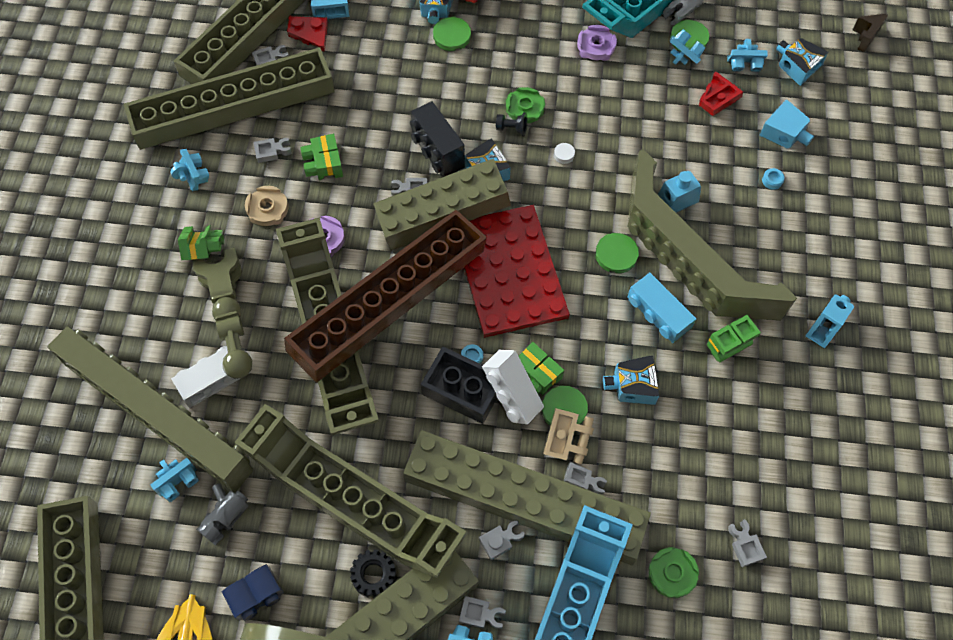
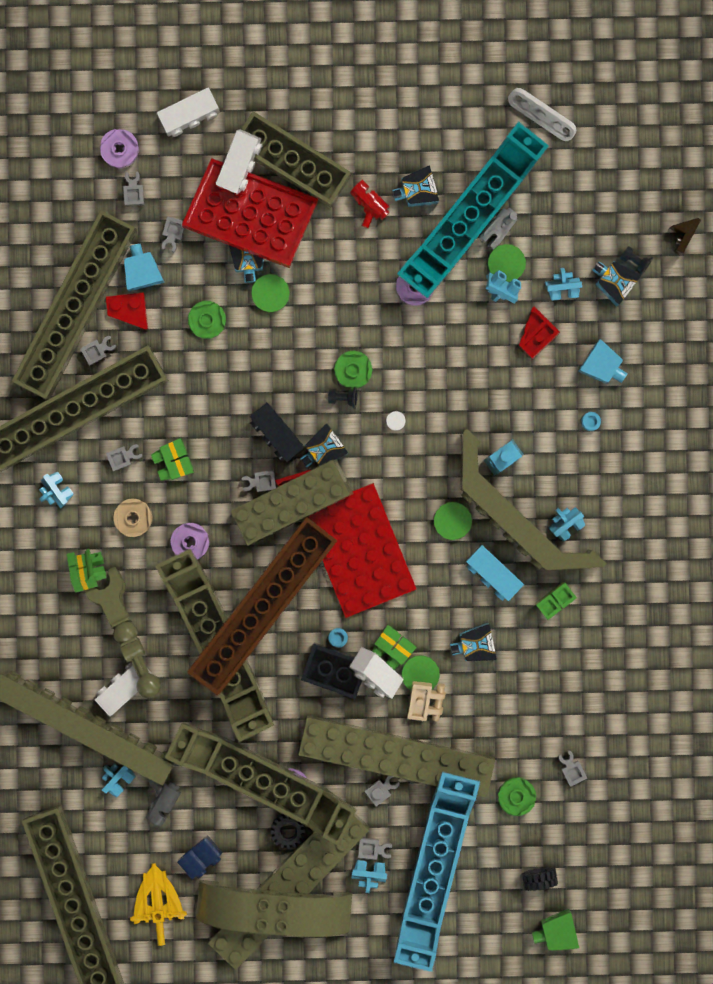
camera: 10 degrees left, 25 degrees up
(384, 48) = (206, 319): none -> bright green tile
(582, 478) = (438, 735): light grey plate -> none
(755, 265) = (565, 520): none -> medium azure hips
(831, 46) = (642, 264): none -> black piece
(837, 312) = (637, 572): medium azure torso -> none

